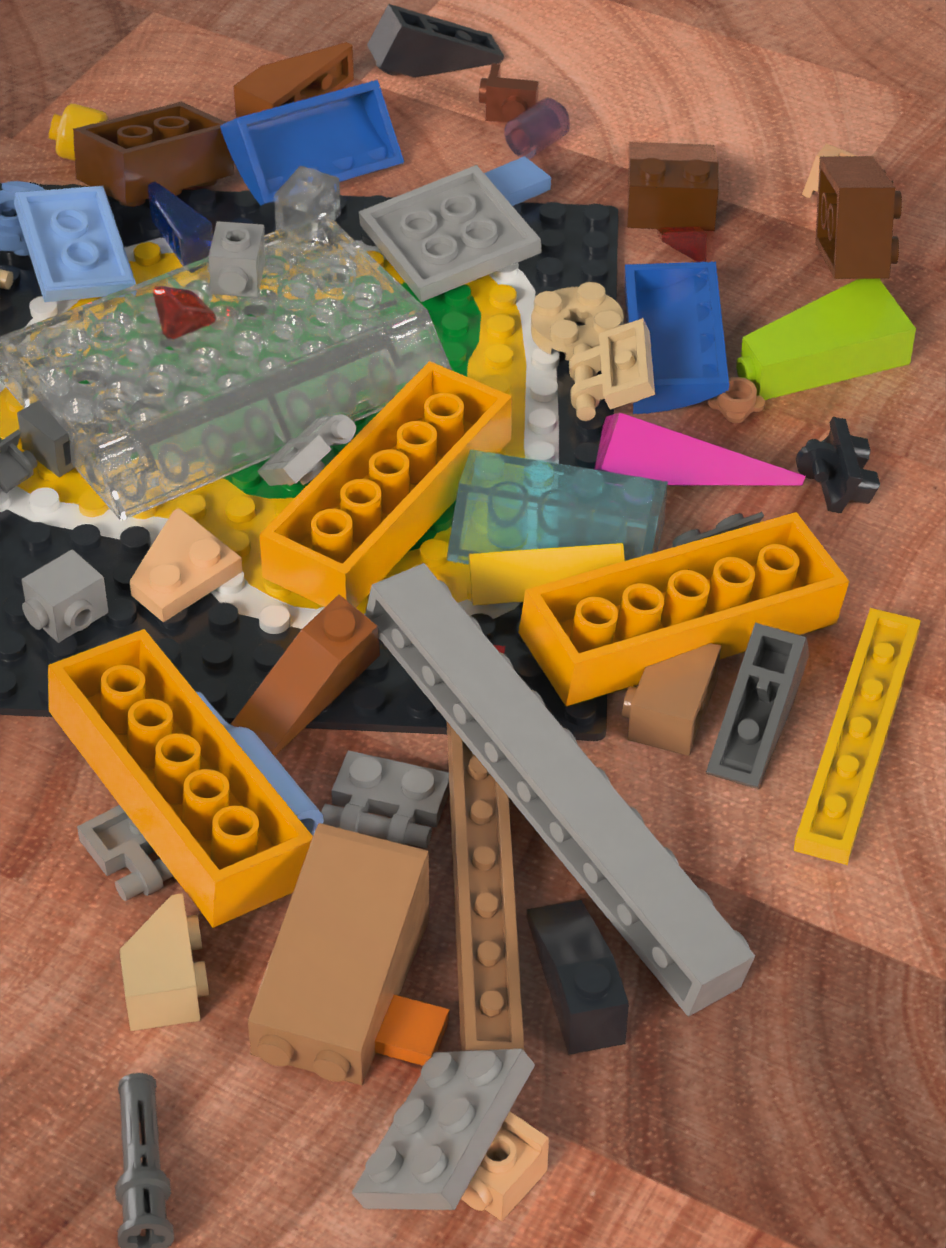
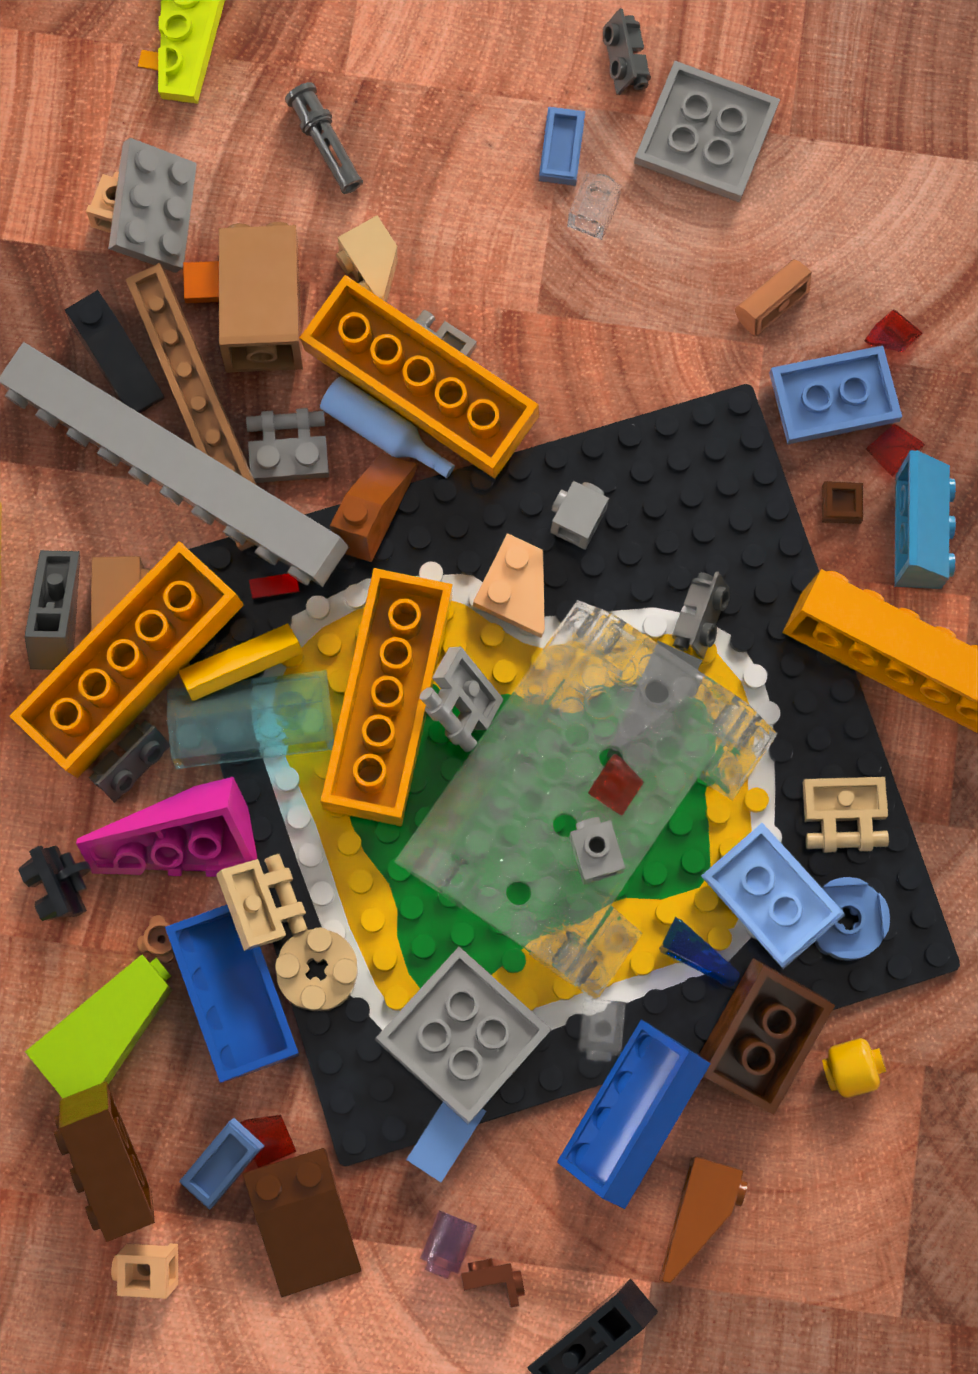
camera: 155 degrees right, 30 degrees up
(736, 224) = (221, 1163): none -> medium blue tile

